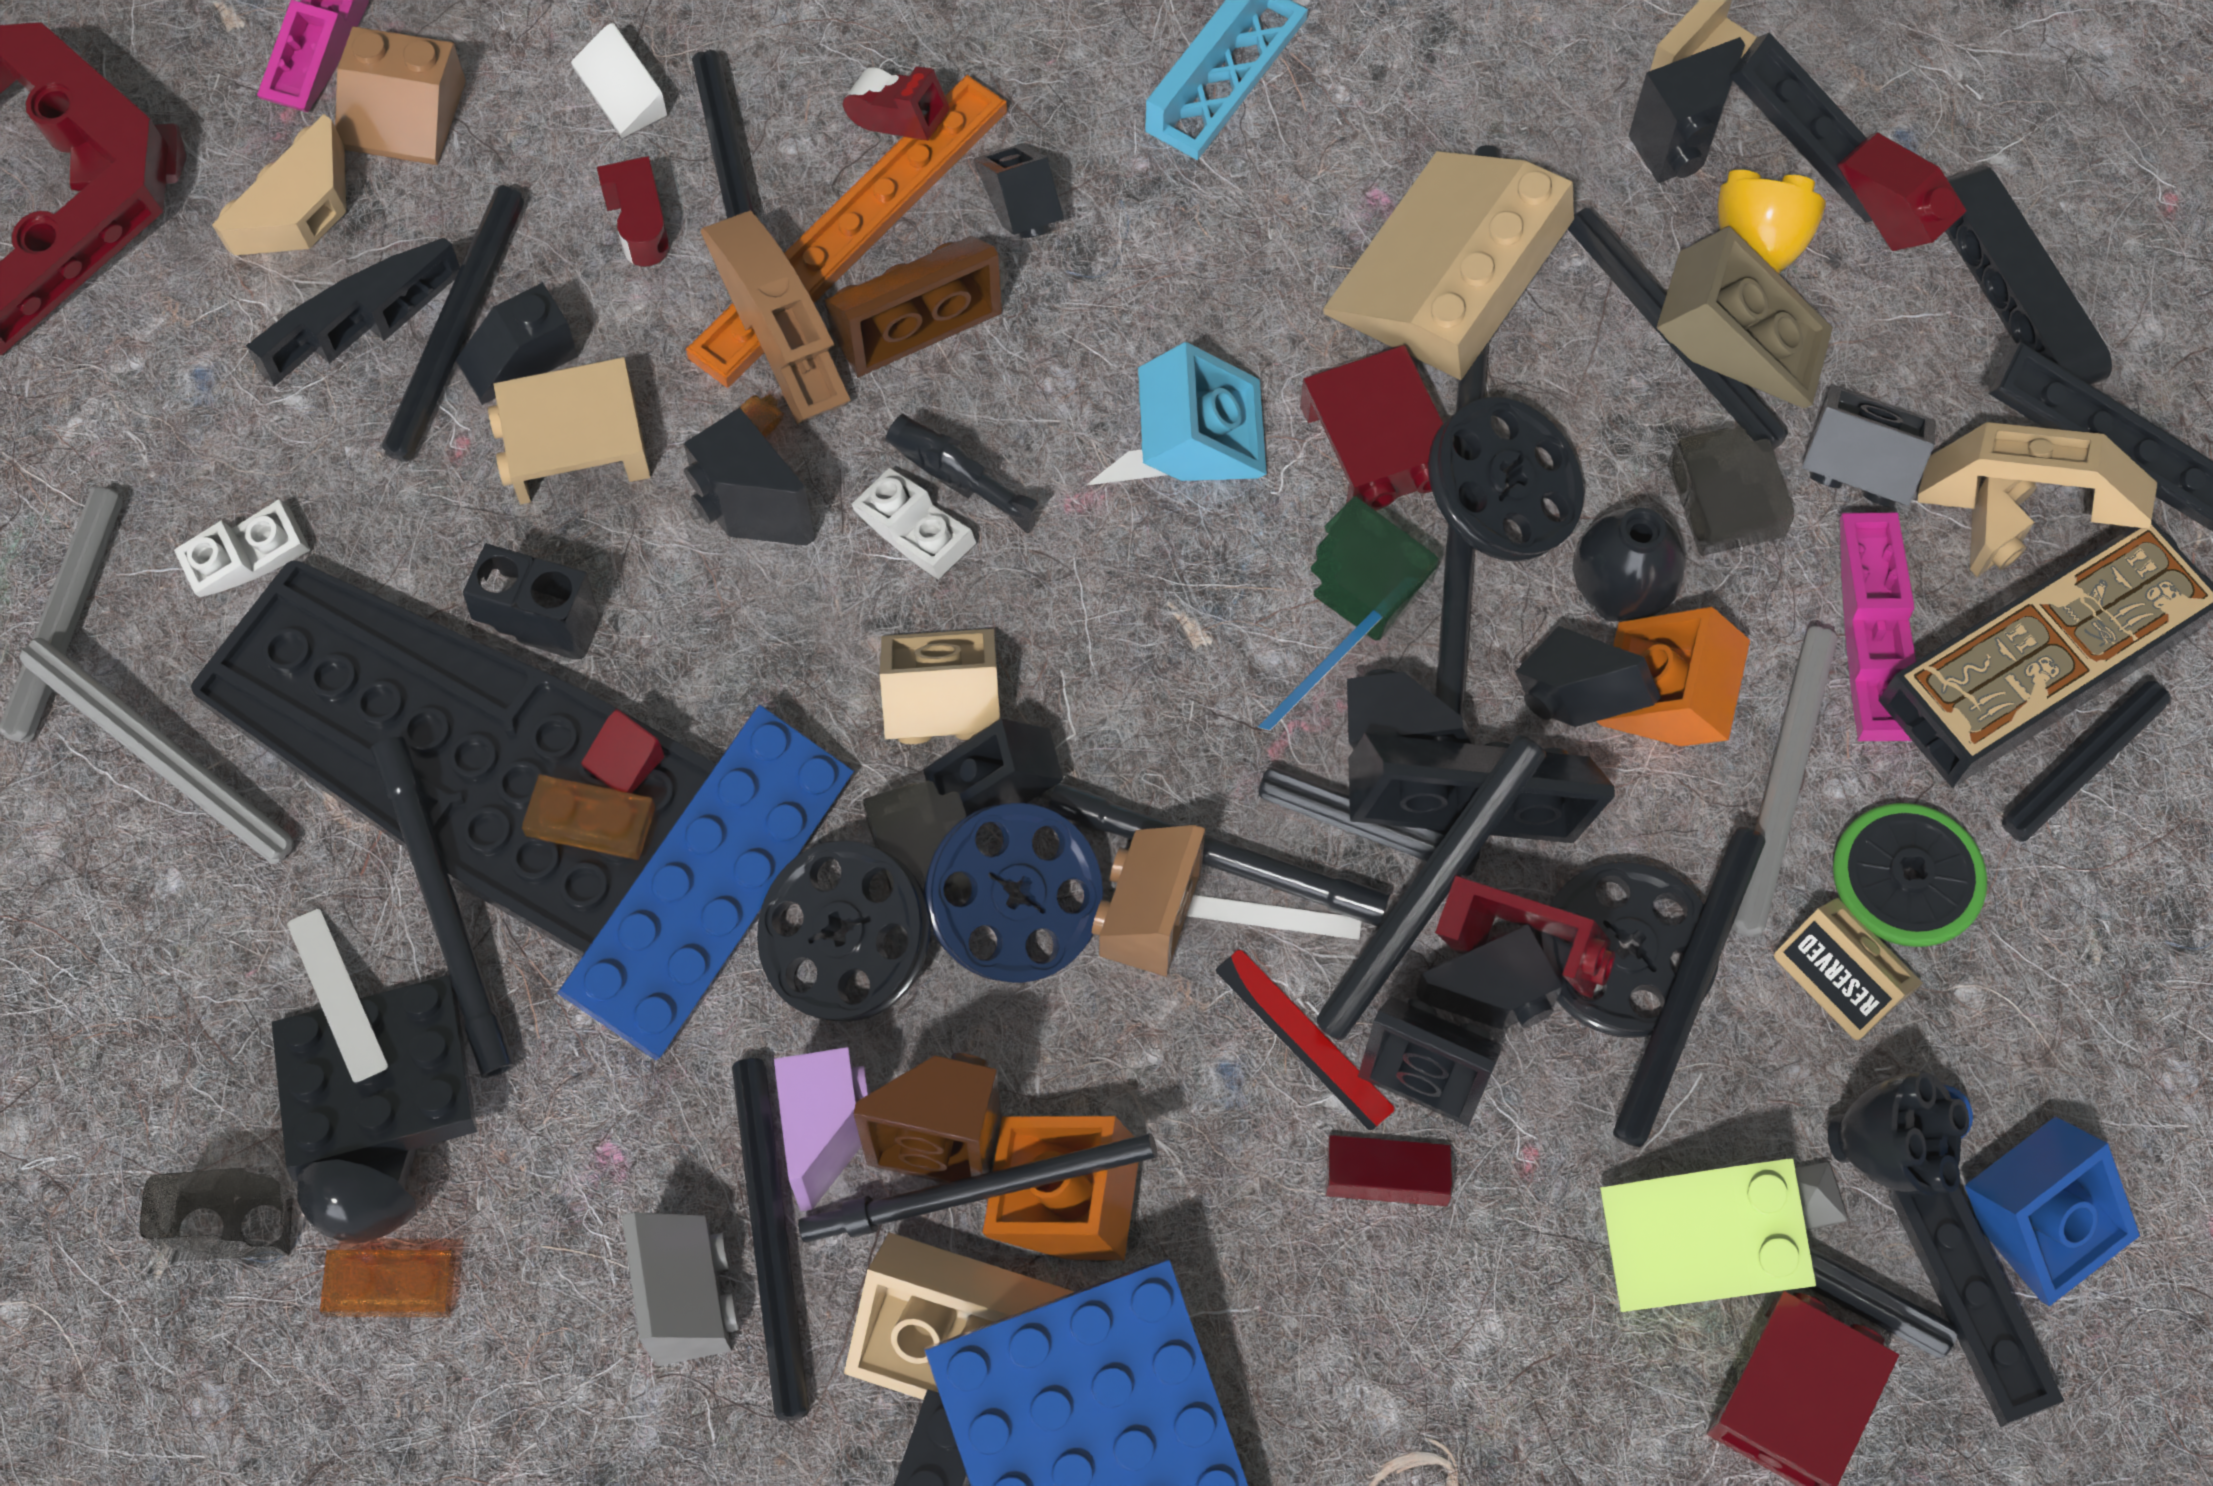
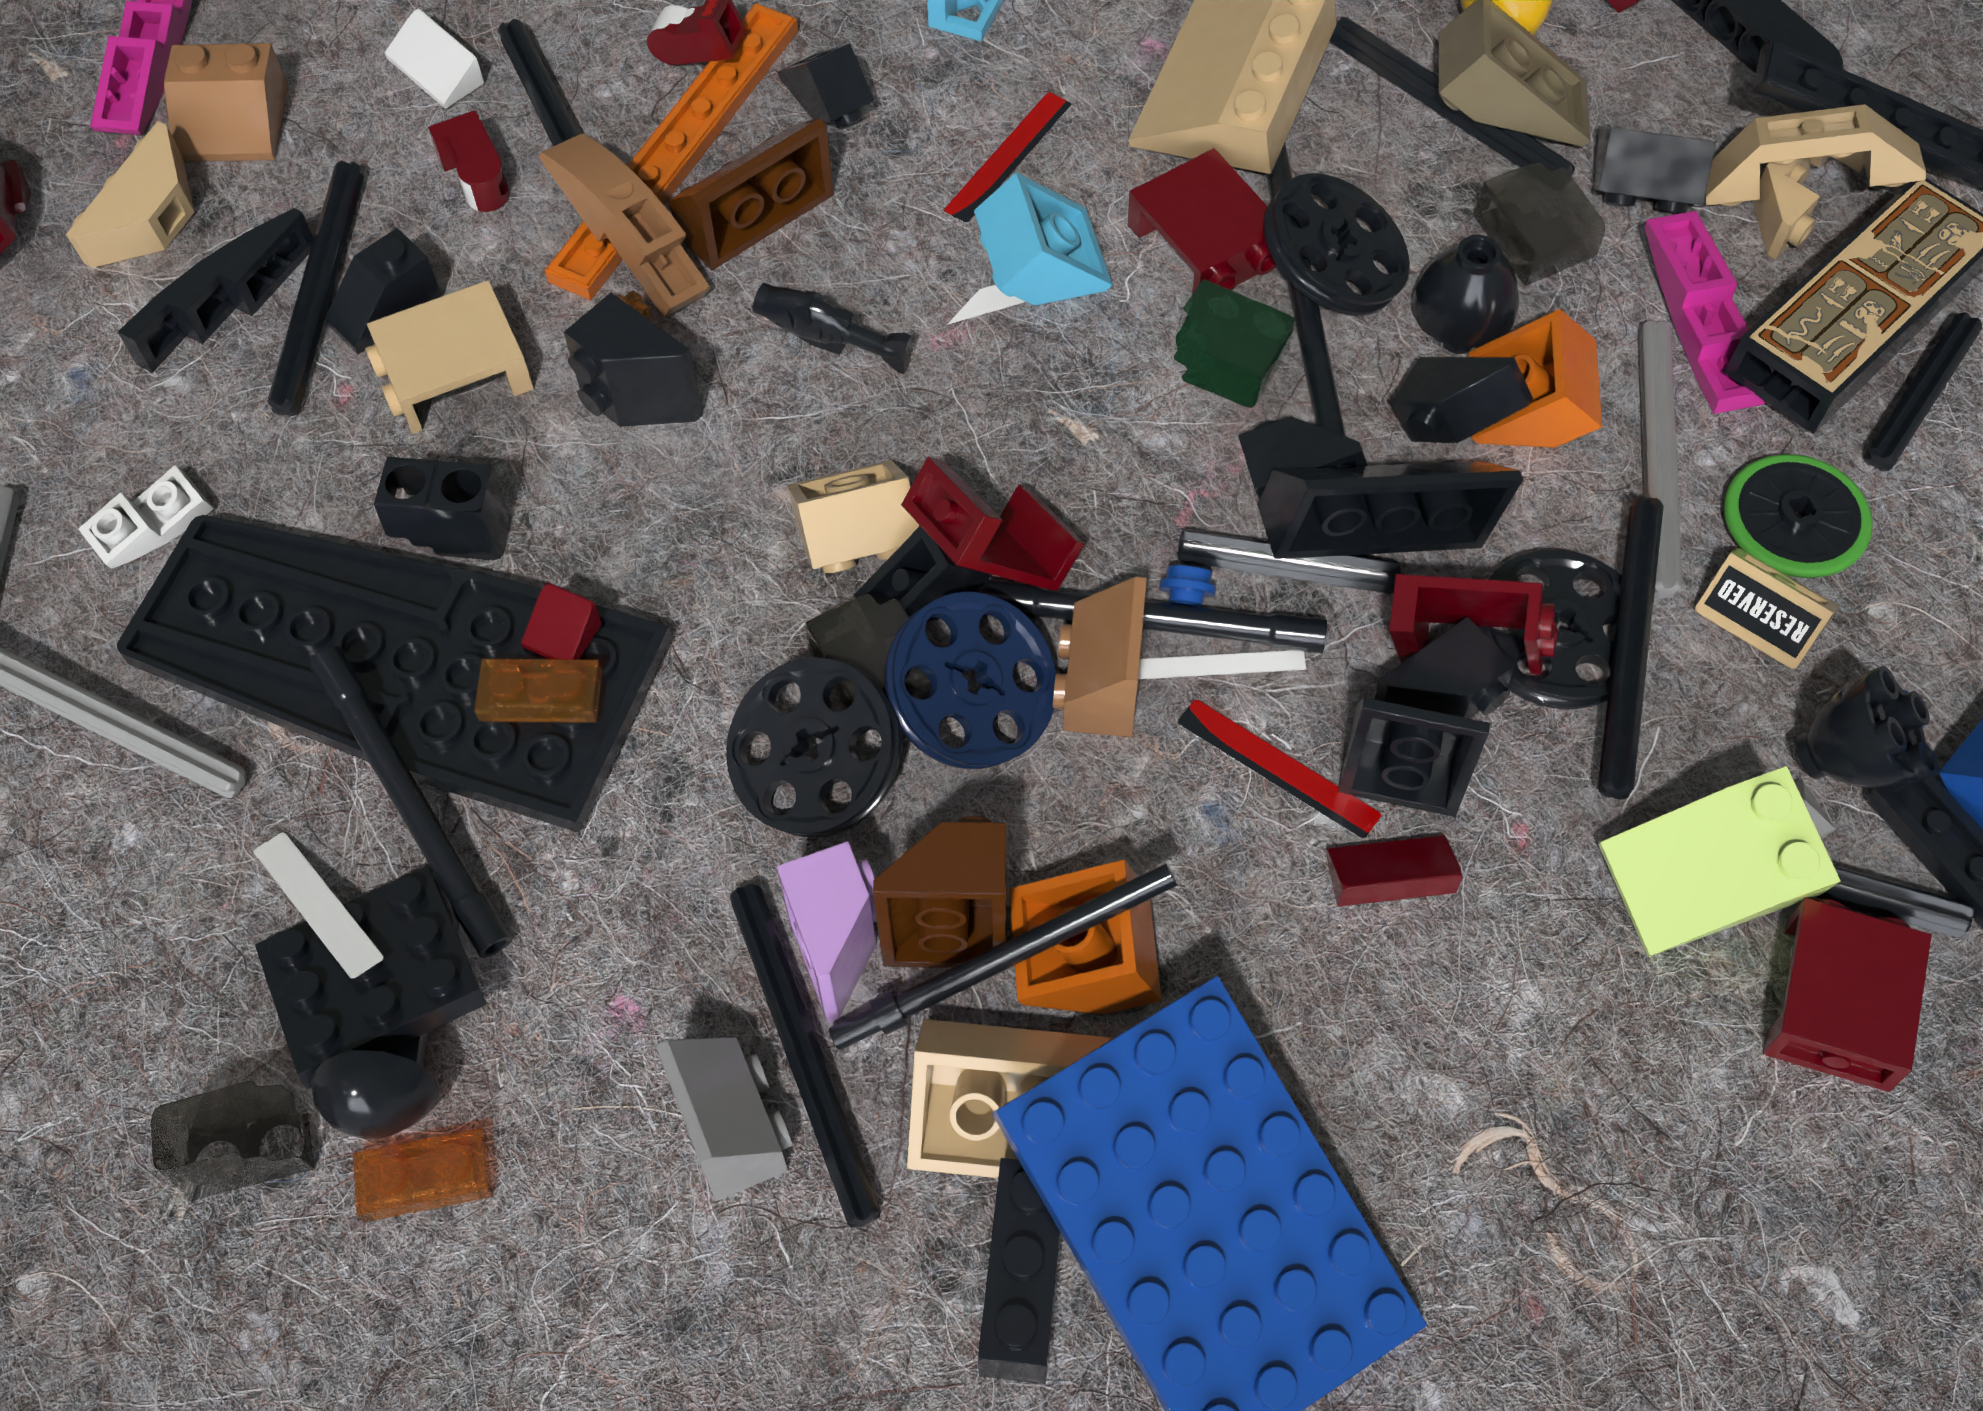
camera: 10 degrees left, 5 degrees down
(705, 883) = (665, 734): blue plate -> none
(912, 524) = (788, 381): white slope -> none
(1083, 757) = (1020, 545): none -> dark red panel
(1193, 303) = (1007, 156): none -> red sticker
(1258, 829) = (1187, 585): none -> blue plate
(1321, 670) = (1210, 437): dark azure sticker -> none
(1431, 887) = (1371, 594): black axle -> none

